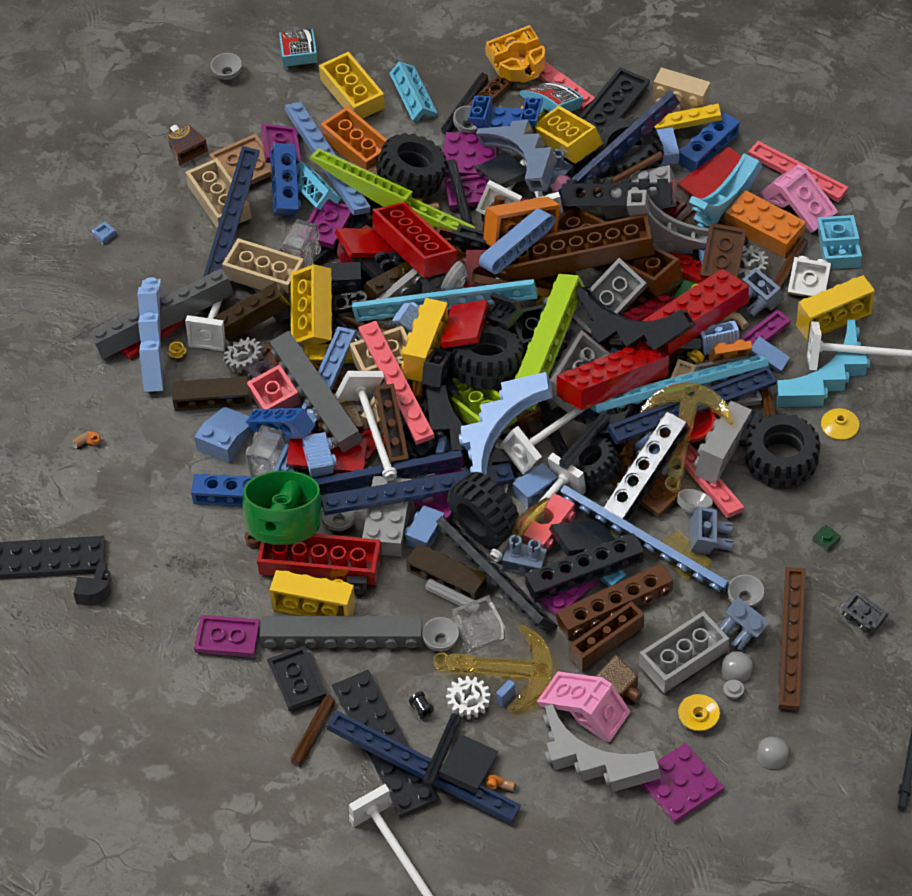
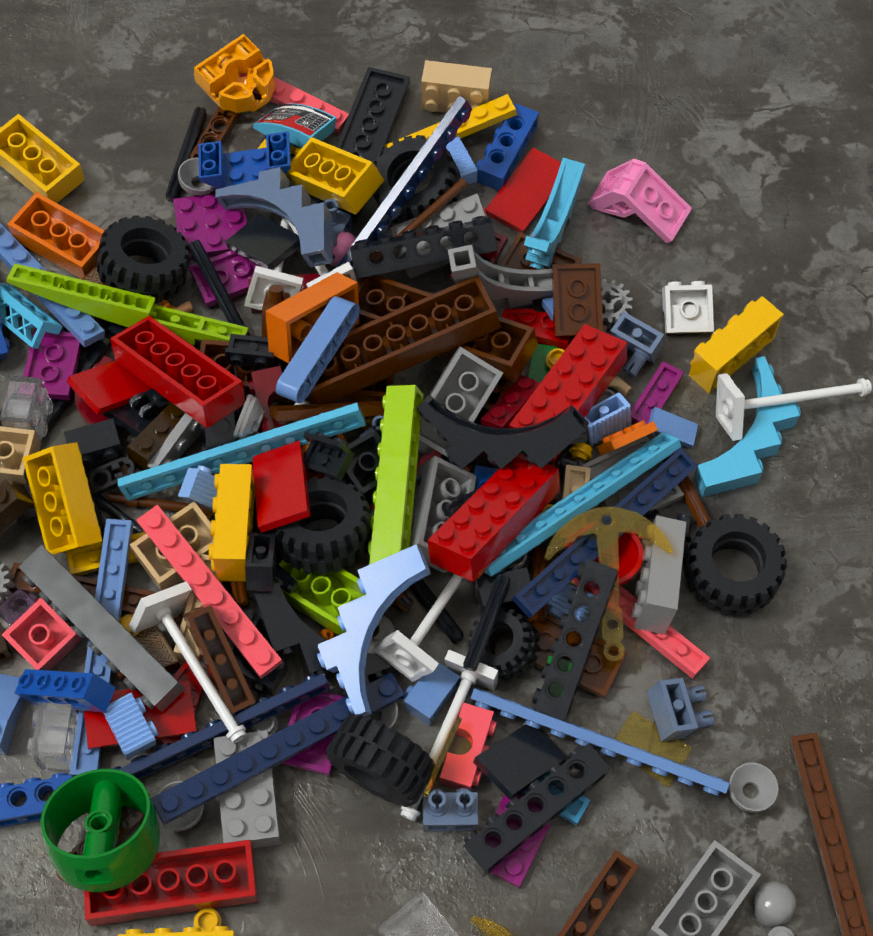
camera: 20 degrees left, 10 degrees up
(360, 584) = (233, 912): black plate -> none
(412, 91) = (113, 151): medium azure fence -> none
(424, 528) = (302, 797): medium blue brick -> none
(439, 567) = (351, 859): dark brown brick -> none
(443, 446) = (295, 668): medium blue tile -> none
(447, 593) = (367, 891): light grey axle -> none
(498, 576) = (422, 848): black plate -> none
(586, 609) = (632, 794): reddish brown brick -> none
(690, 499) = (646, 662): light grey piece -> none
(751, 622) = (769, 830): sand blue brick -> none
(766, 223) = (614, 243): orange brick -> none
(783, 163) = (610, 157): coral plate -> none
(786, 269) = (656, 290): reddish brown axle -> none
(826, 538) = (824, 676): dark green plate -> none
(839, 241) = (708, 249): medium azure slope -> none
(841, 429) = (786, 513): yellow dish -> none

